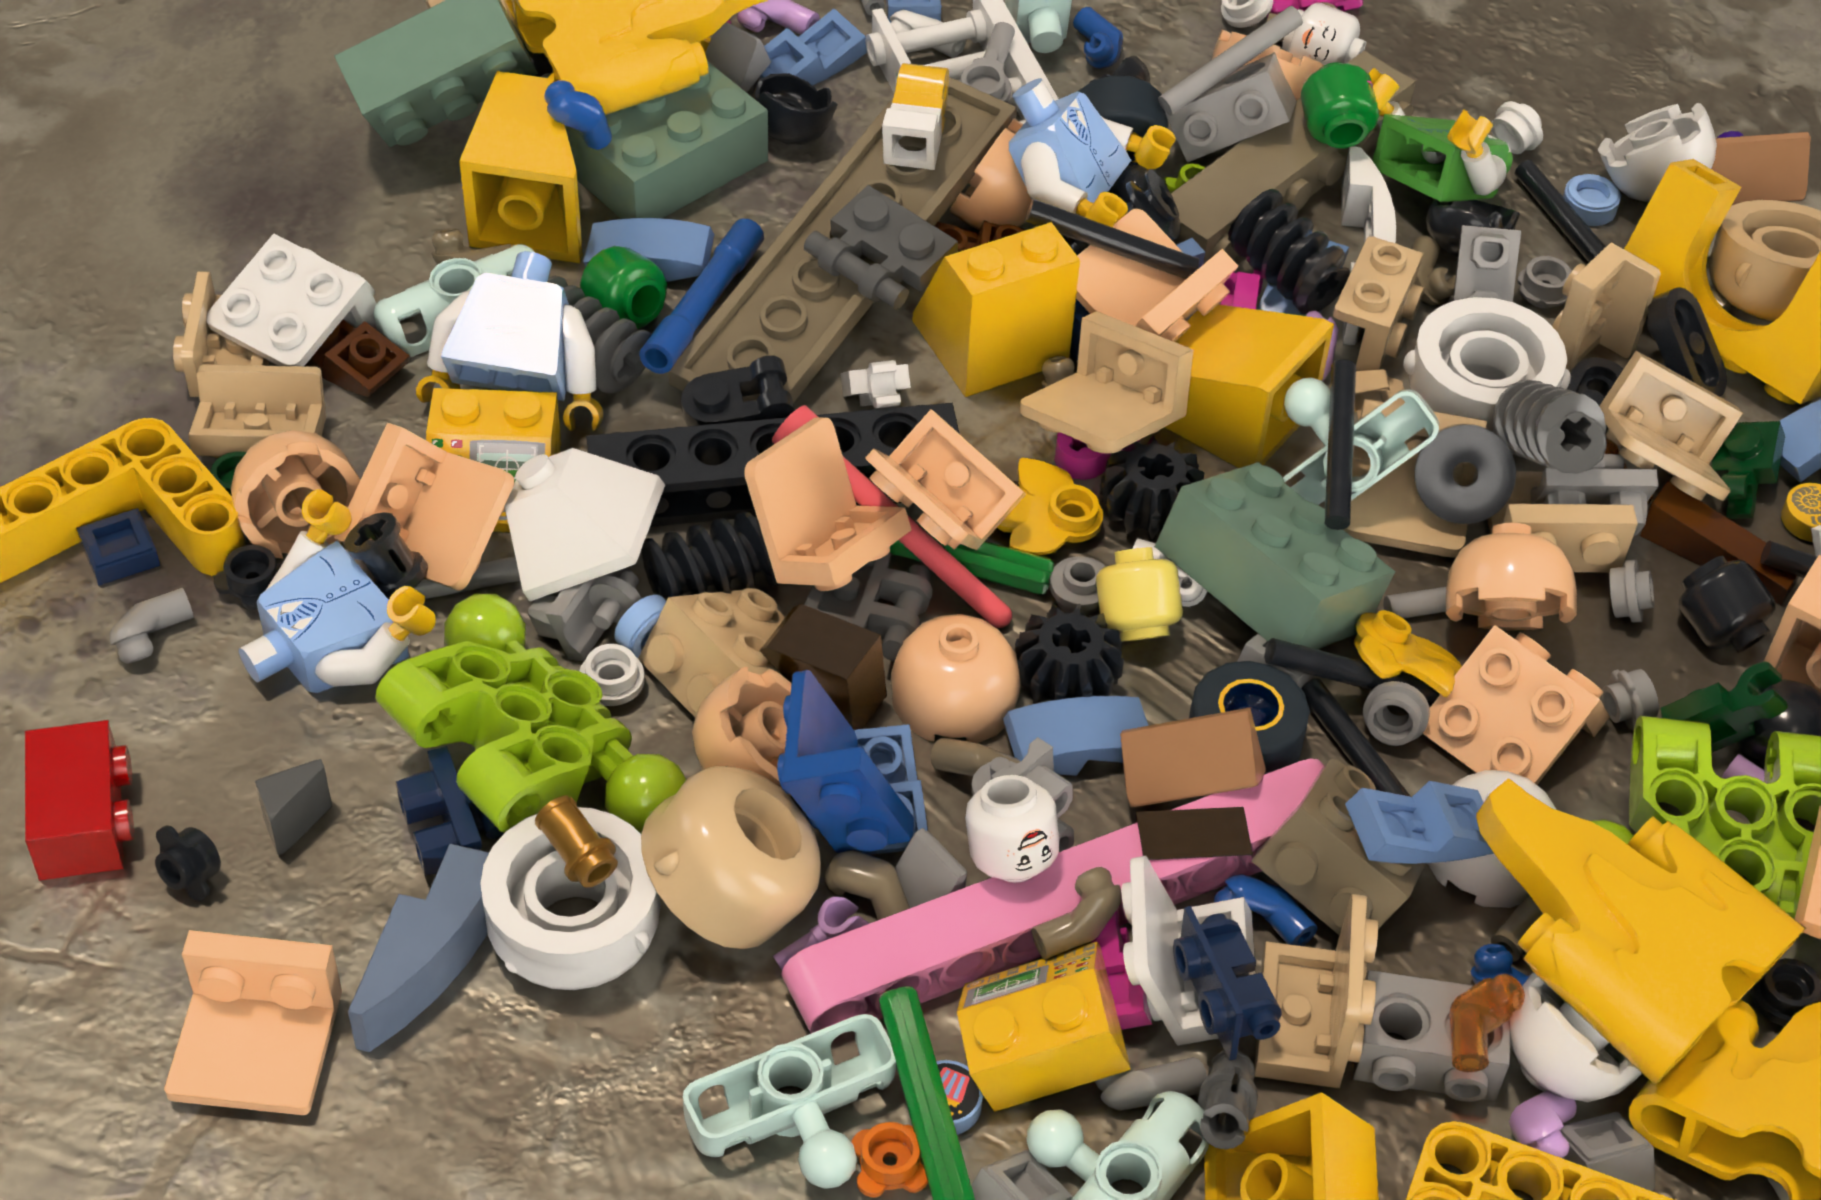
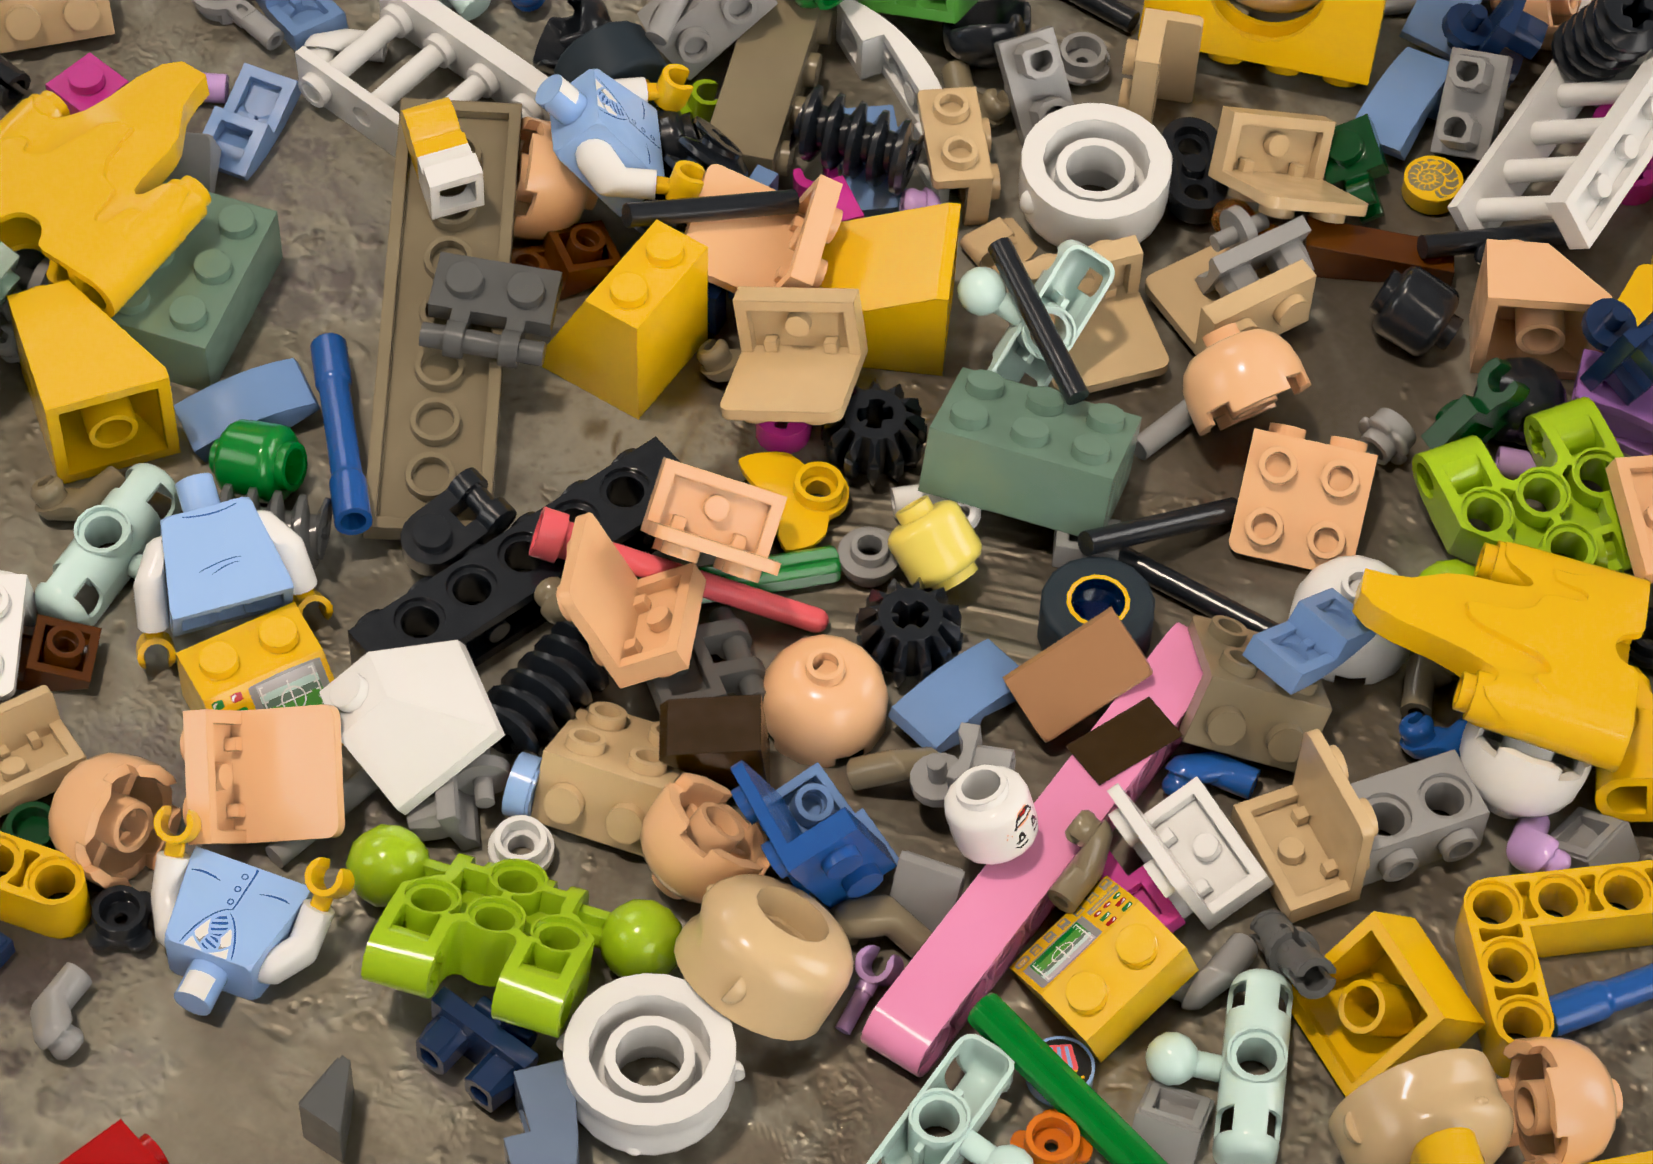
camera: 30 degrees left, 5 degrees up
(385, 553) = (254, 829): black bush -> none
(578, 112) = (126, 305): blue arm -> none
(584, 852) = (640, 1013): pearl gold pin -> none
(794, 108) = (284, 187): black hair -> none
(877, 383) = (564, 448): white plate -> none
(988, 72) = (459, 76): light grey plate -> none
(1228, 1005) = (1208, 841): dark blue hinge -> none
(1390, 648) = (1183, 487): yellow plate -> none
(1391, 728) = (1211, 560): light grey plate -> none
(1478, 1014) = (1445, 783): clear orange arm -> none
(1493, 478) = (1168, 297): piece -> none
(1551, 426) = (1198, 218): dark grey piece -> none
(1631, 591) = (1331, 336): light grey plate -> none
(1686, 340) = (1244, 69): black plate -> none

